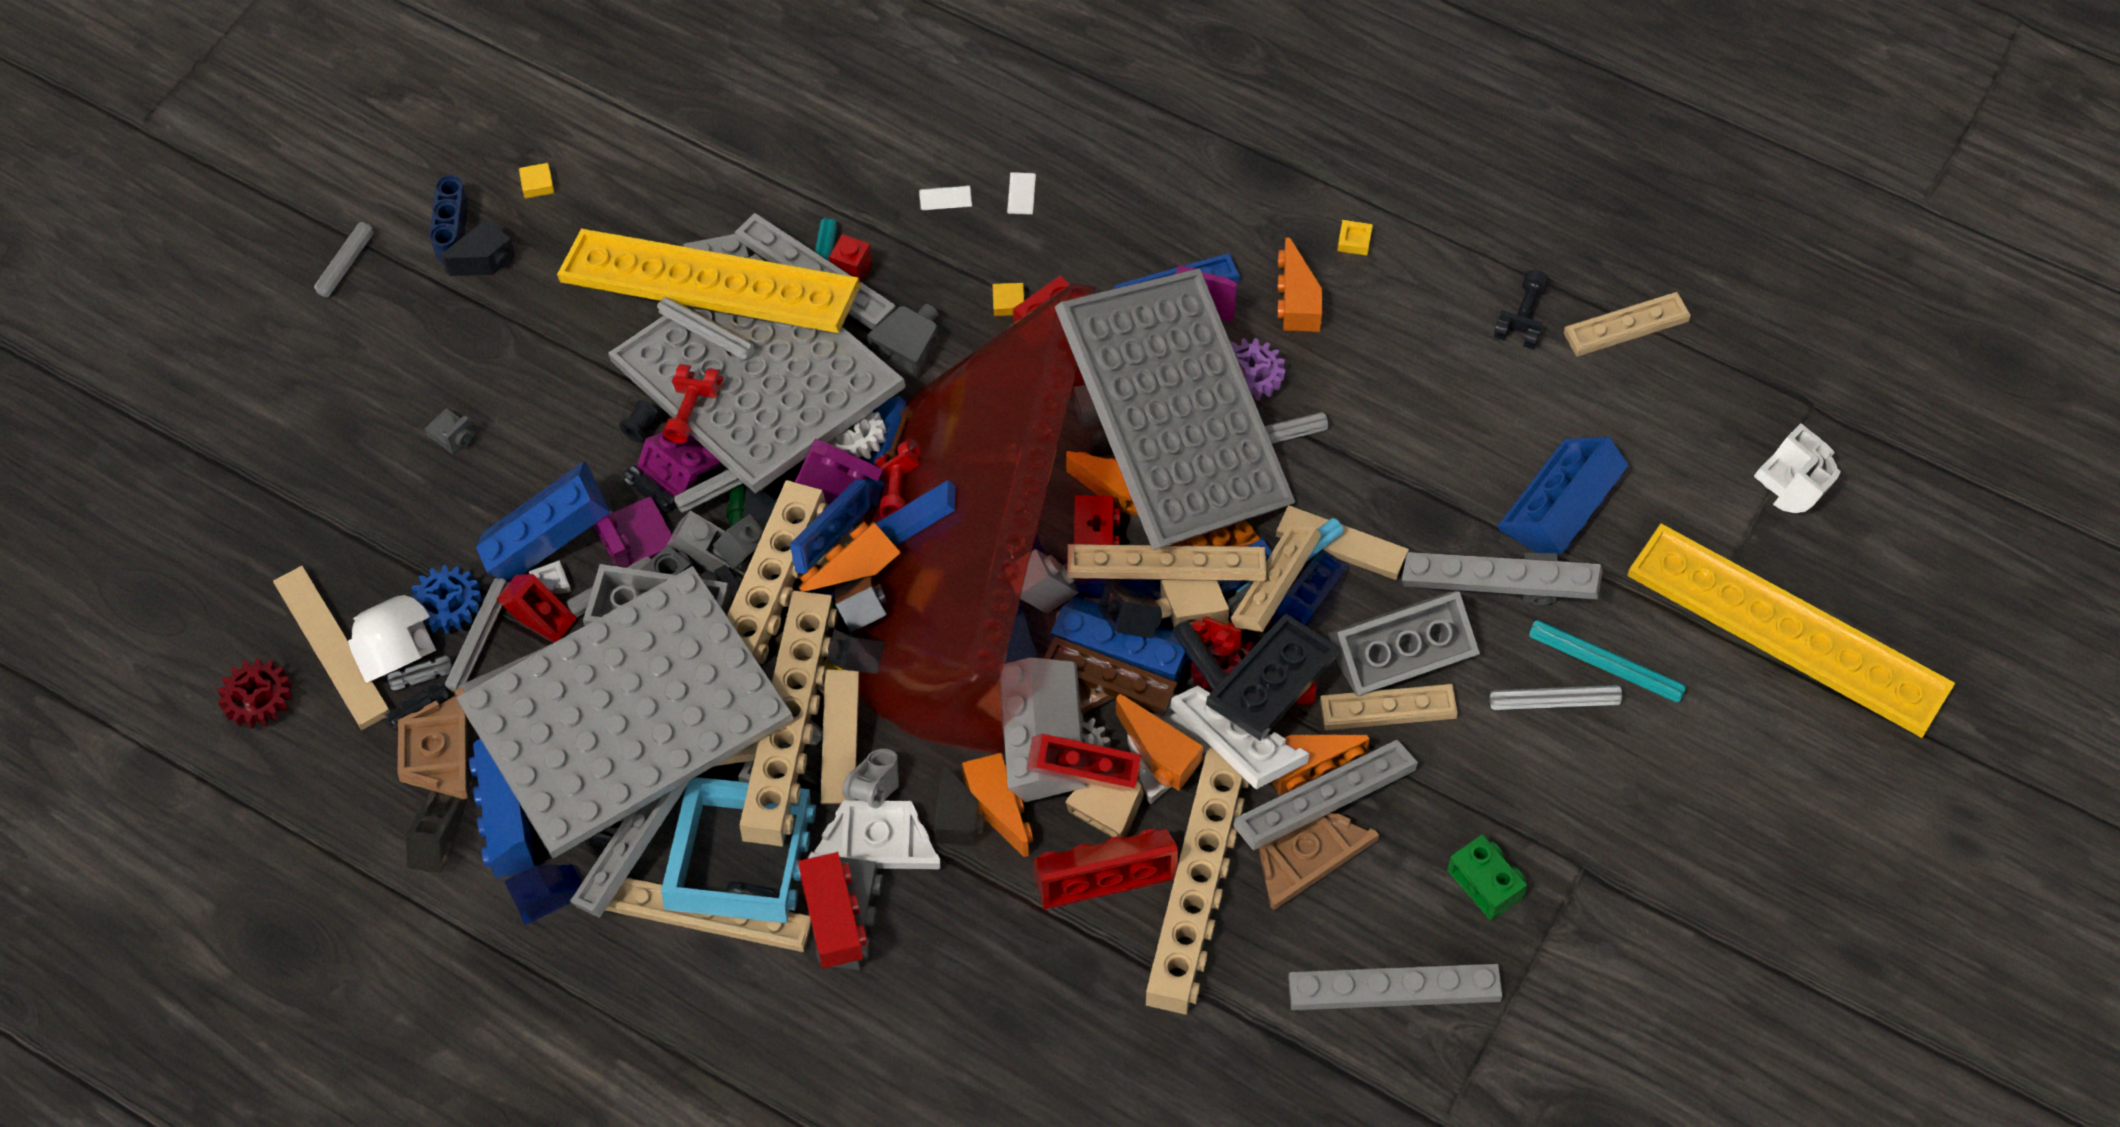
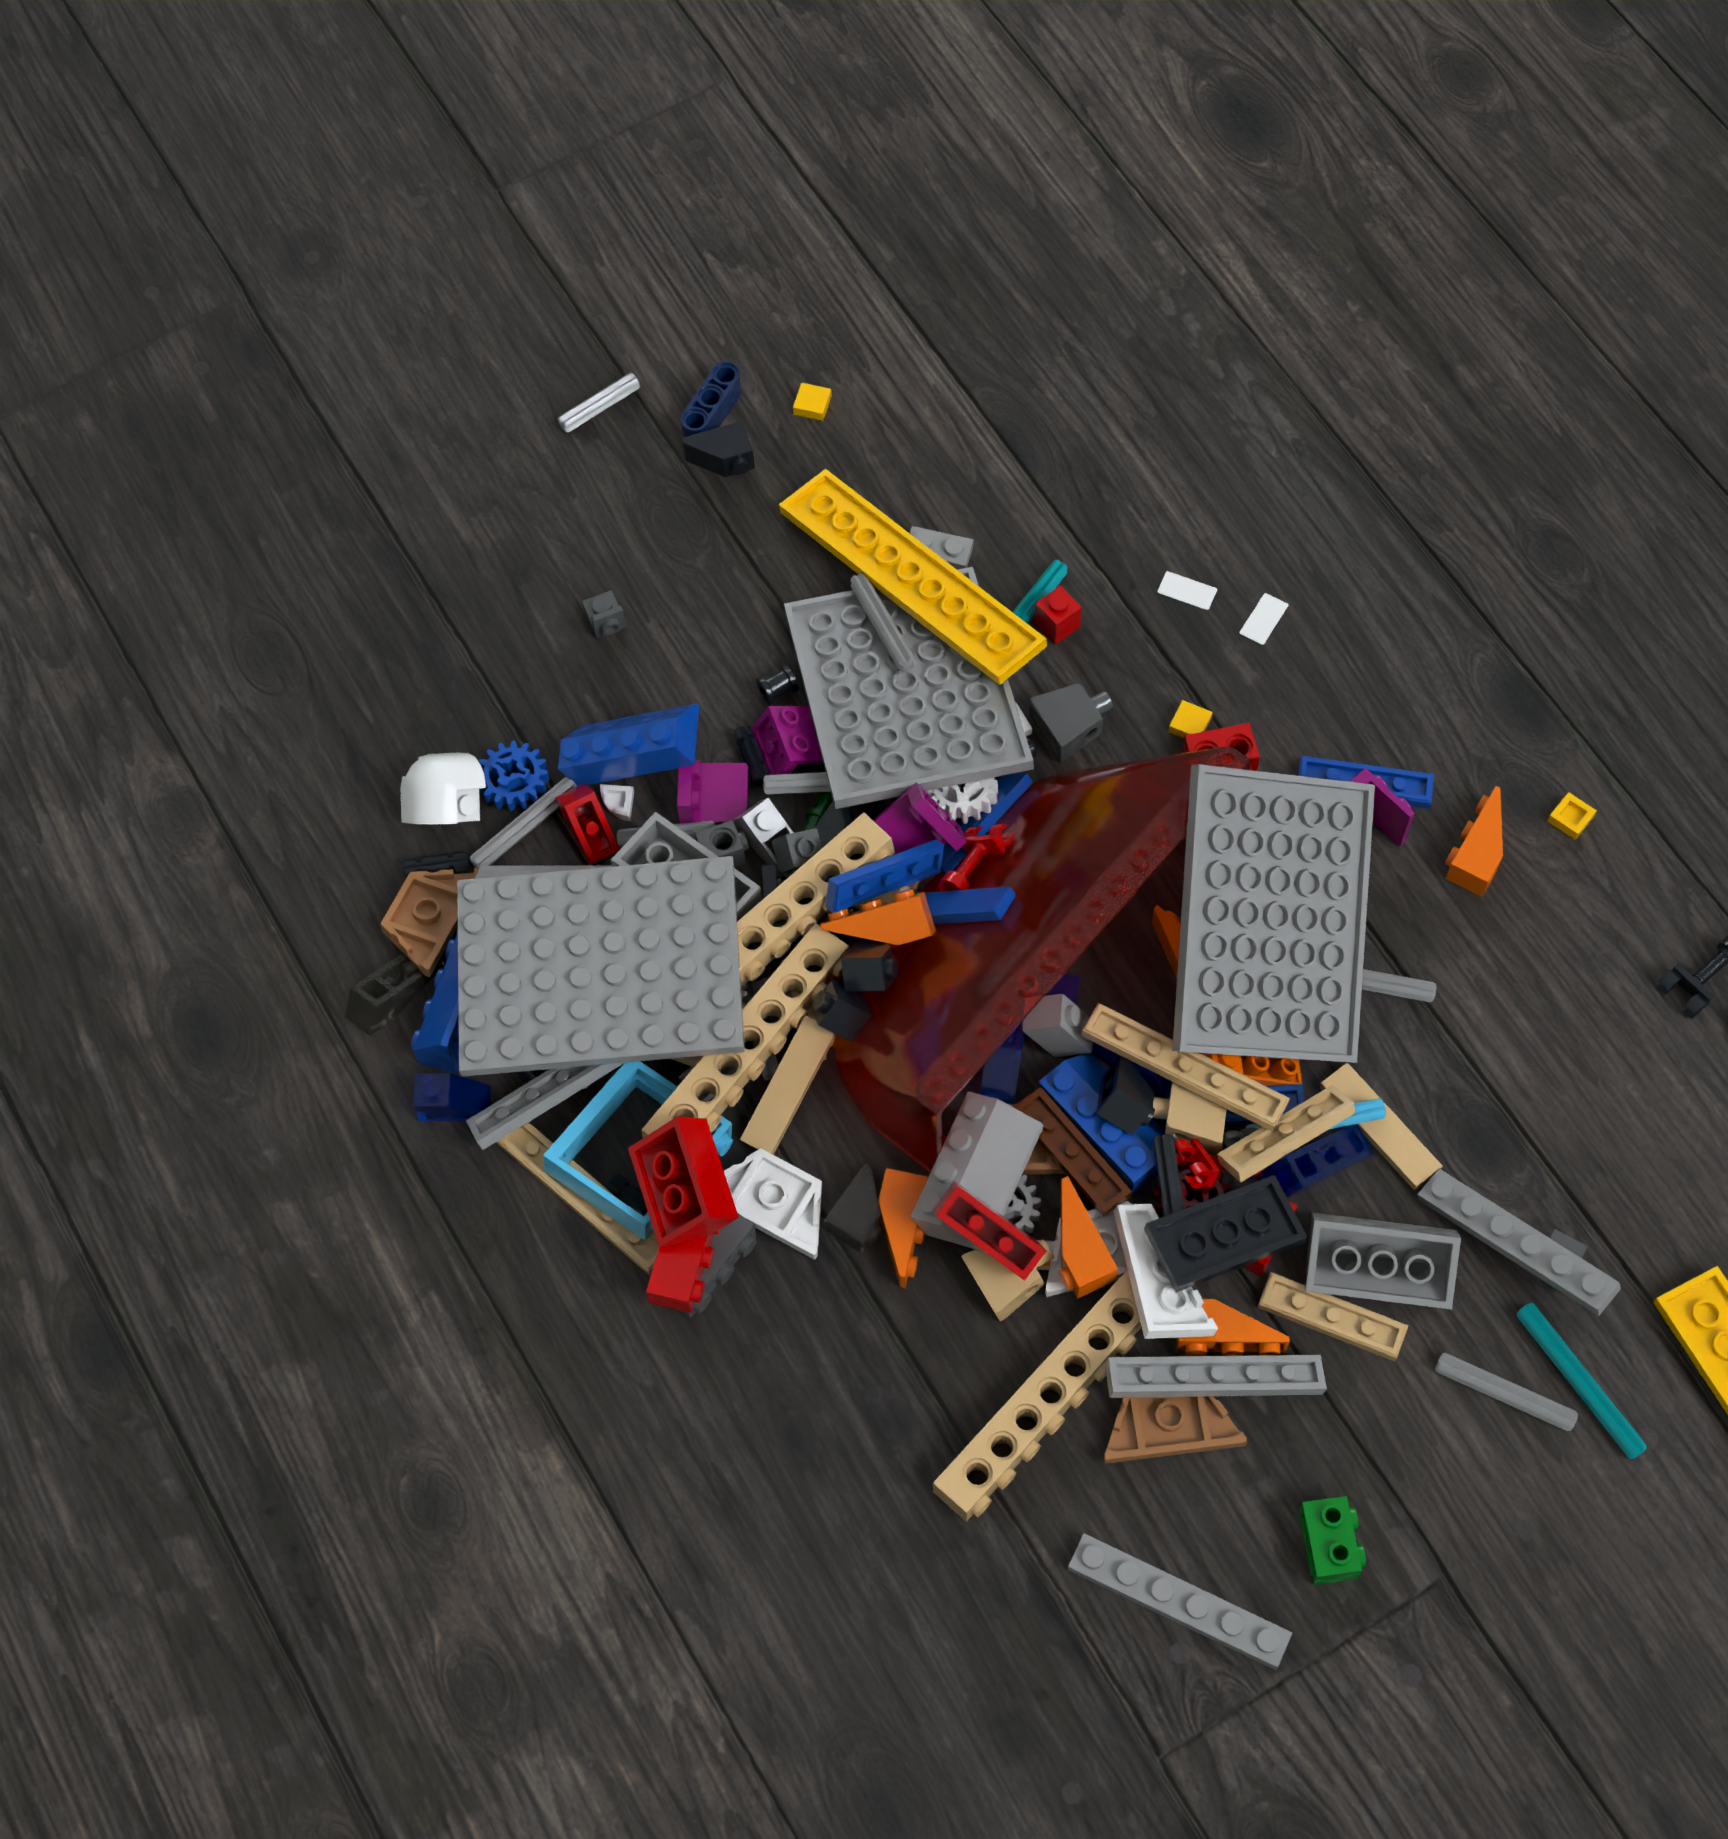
camera: 30 degrees right, 5 degrees up
(257, 696) = (302, 785): dark red gear -> none
(331, 647) = (391, 763): tan tile -> none
(419, 672) = (455, 835): dark grey axle -> none
(677, 428) = (830, 667): red bar -> none
(783, 249) = (1003, 585): light grey plate -> none
(802, 847) = (682, 1181): none -> red slope
(873, 778) = (798, 1143): light grey piece -> none
(906, 413) = (1024, 794): reddish brown hinge -> none
(1095, 520) = (1149, 980): red brick -> none
(1105, 868) = (964, 1338): red slope -> none
(1260, 367) = (1400, 915): medium lavender gear -> none
(1564, 494) = (1634, 1186): blue slope -> none

